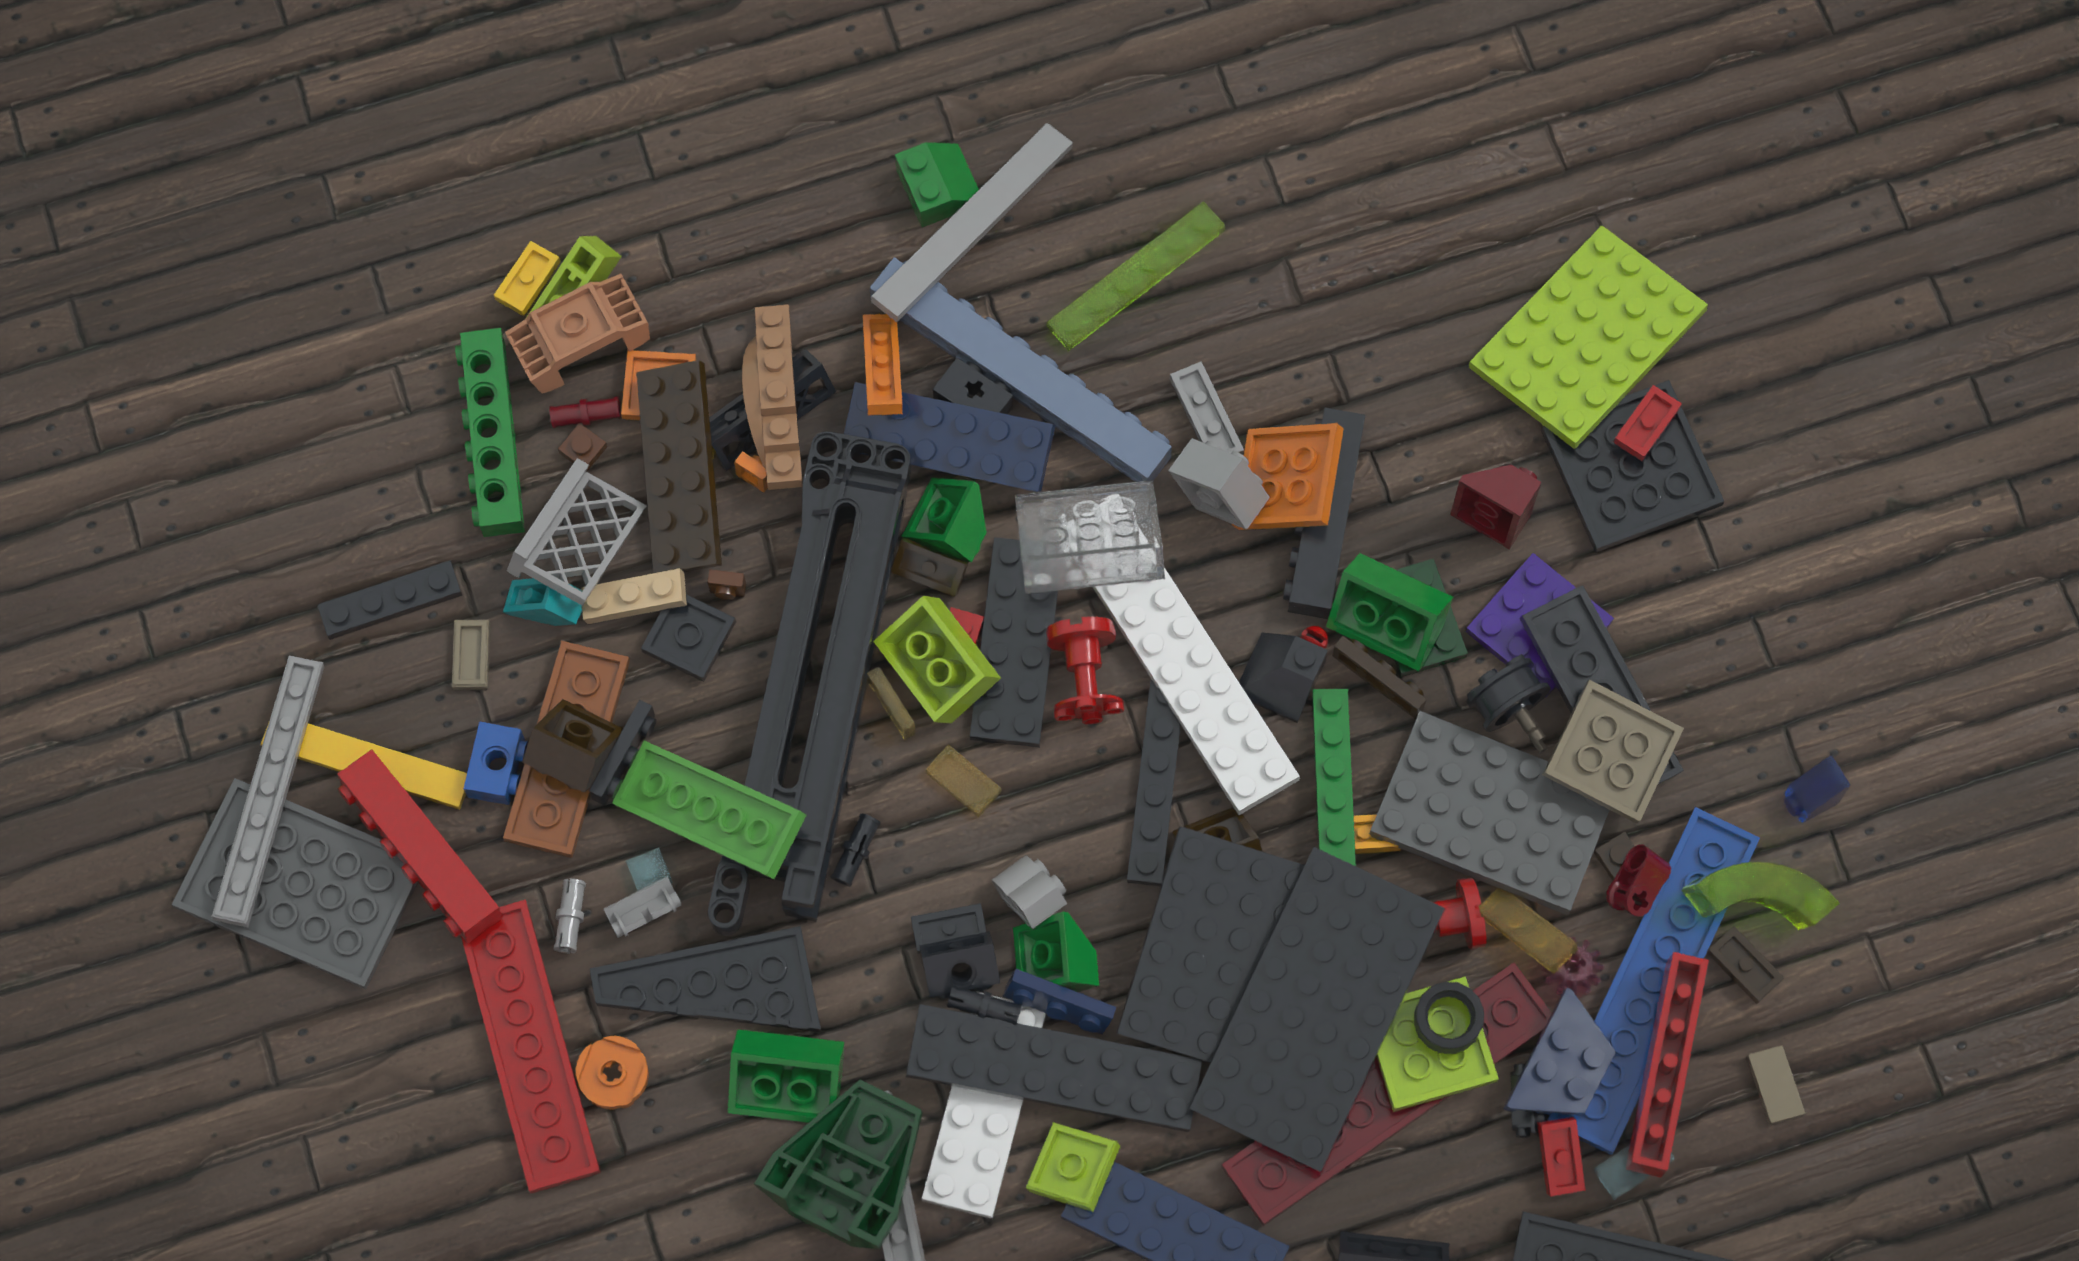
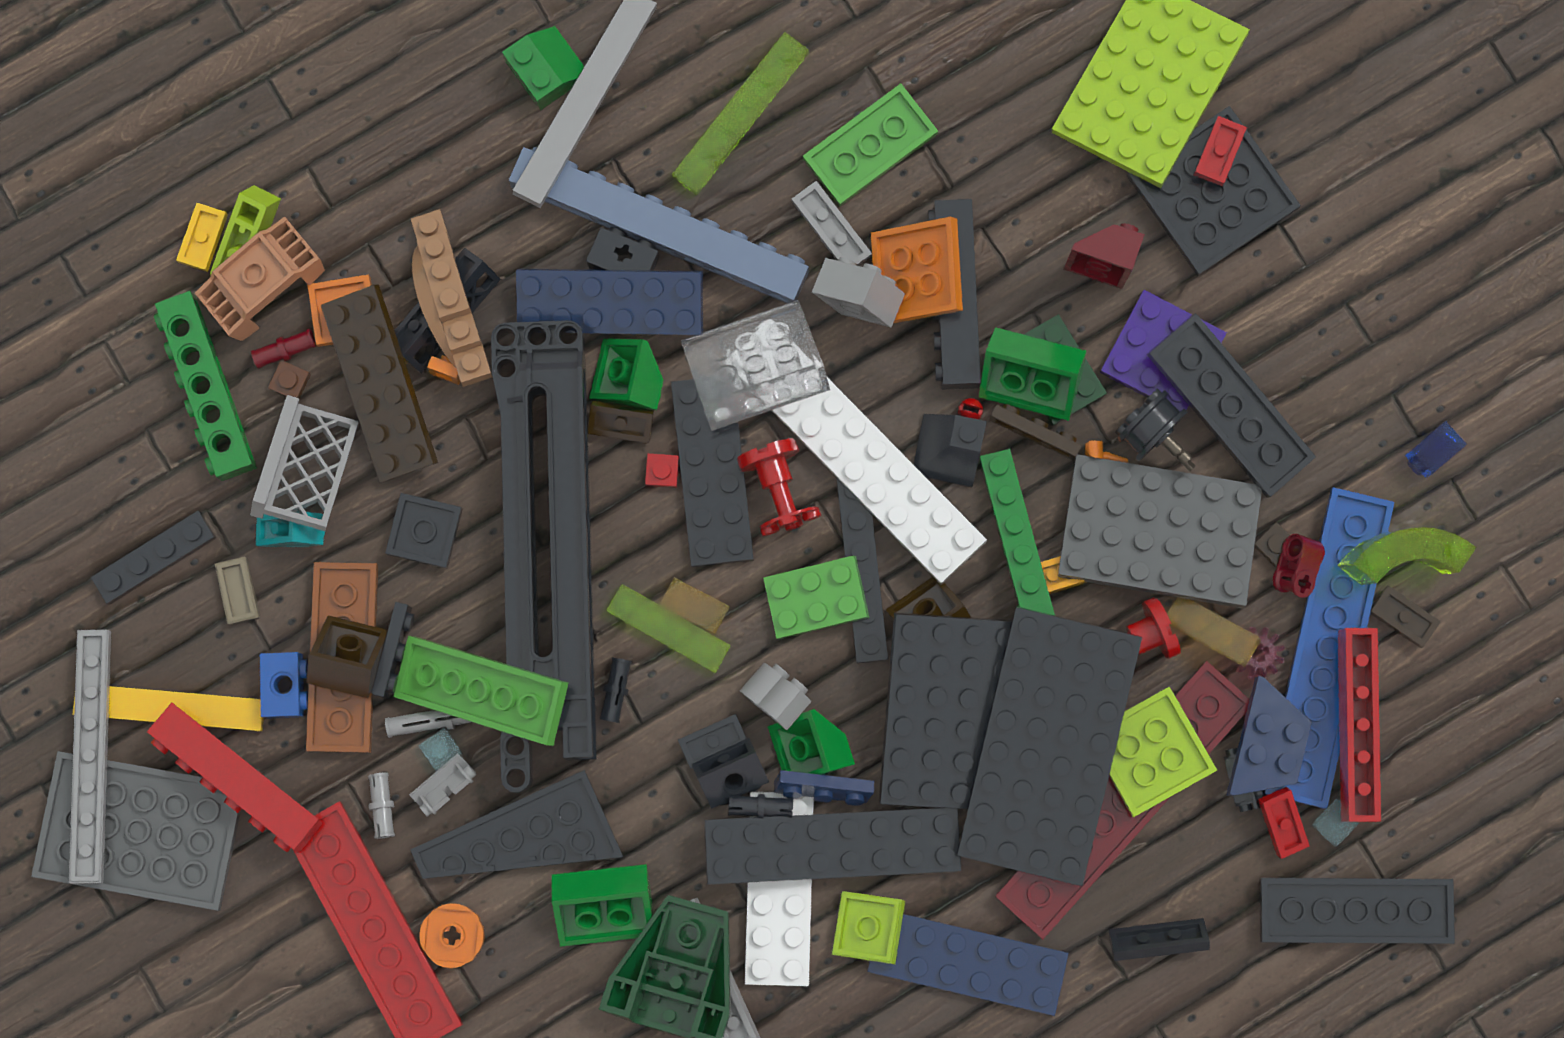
camera: 10 degrees left, 10 degrees up
(607, 836) = (396, 725): none -> light grey pin
(635, 596) = (369, 507): tan plate -> none
(726, 584) = (446, 478): reddish brown plate -> none
(882, 365) = (536, 250): orange plate -> none
(891, 703) = (616, 552): clear yellow tile -> none
(929, 798) = (668, 628): none -> clear neon green plate
(937, 659) = (647, 507): lime brick -> none
(1098, 799) = (816, 597): none -> bright green plate
(1268, 337) = (870, 144): none -> bright green plate
(1441, 710) = (1095, 450): none -> orange hand
(1460, 992) = (1185, 716): black tyre -> none
(1613, 751) = (1253, 456): dark tan plate -> none
(1775, 1085) = (1451, 715): dark tan tile -> none

